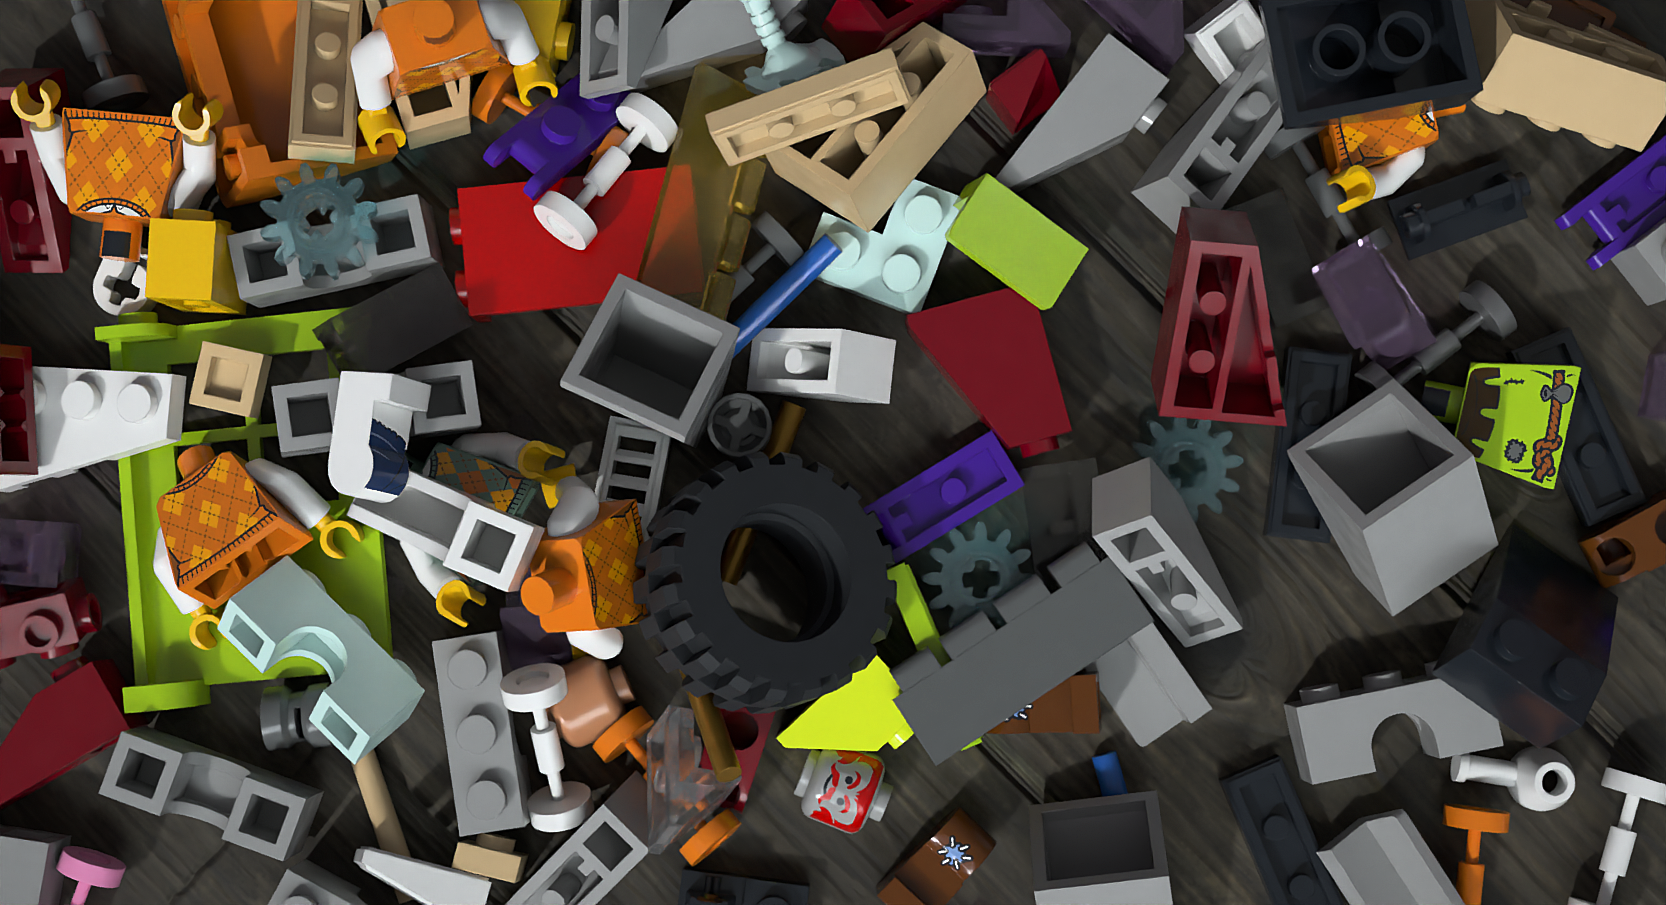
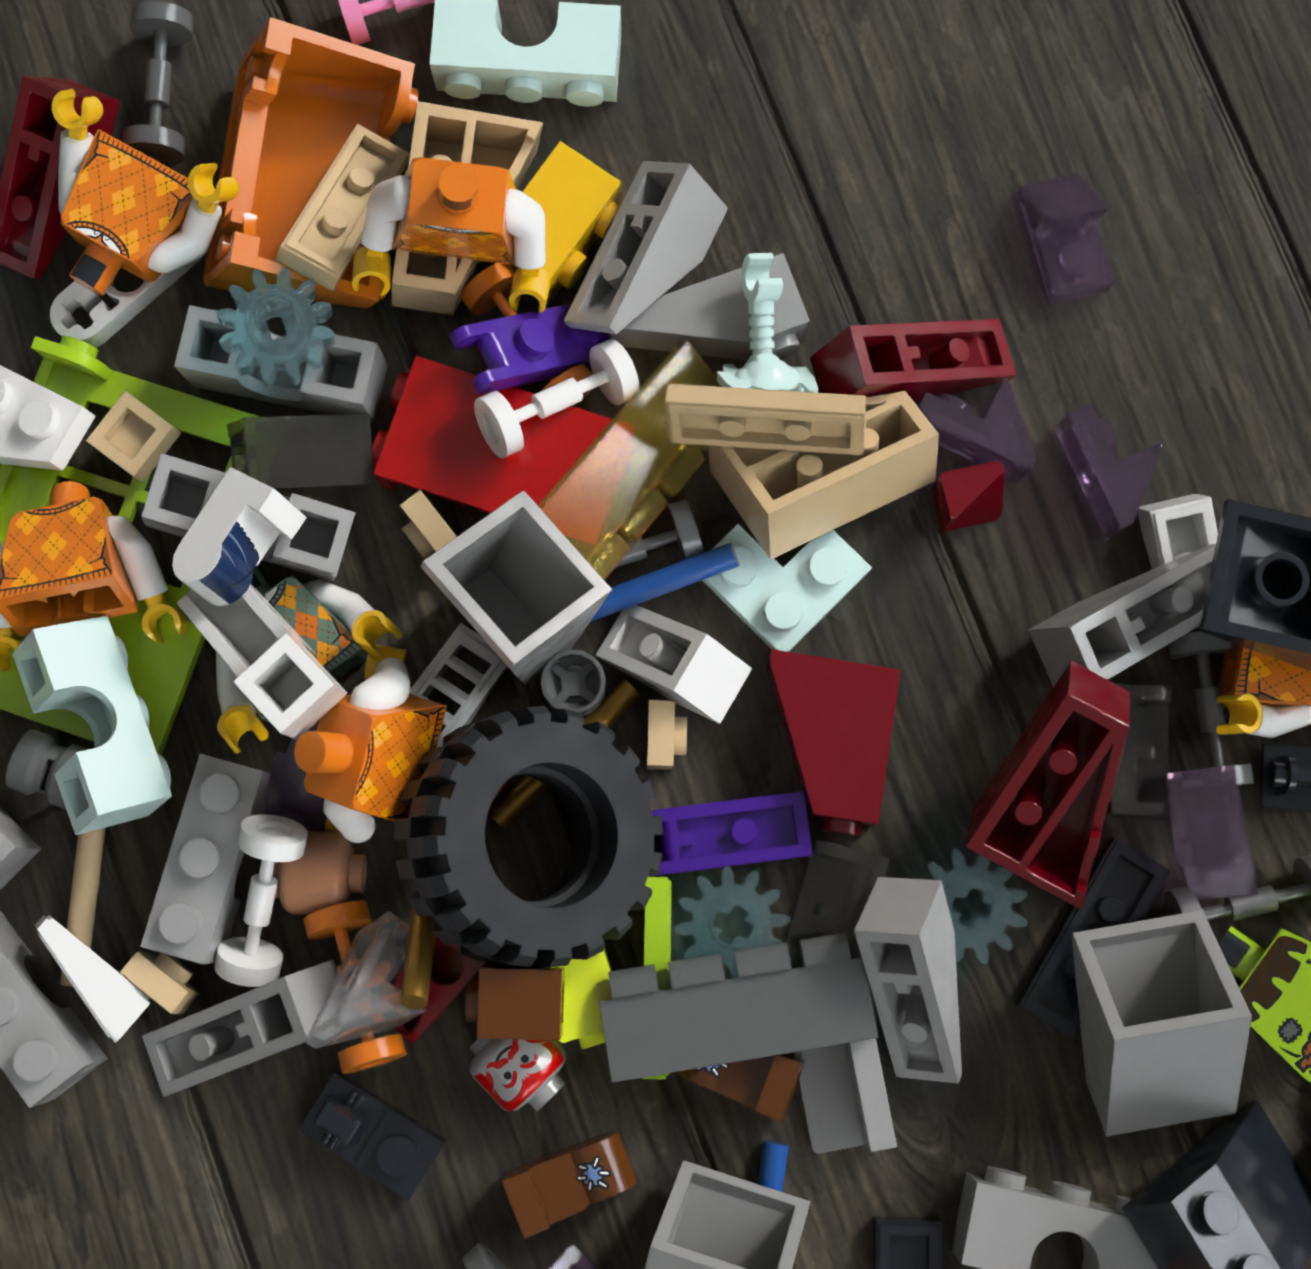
camera: 20 degrees right, 5 degrees down
(192, 264) = (145, 317): yellow brick -> none
(541, 344) = (426, 526): none -> tan plate
(820, 734) = (517, 1002): none -> reddish brown brick
(844, 435) = (665, 735): none -> tan plate
(1014, 241) = (901, 626): lime panel -> none
(1091, 115) = (1019, 545): light grey slope -> none

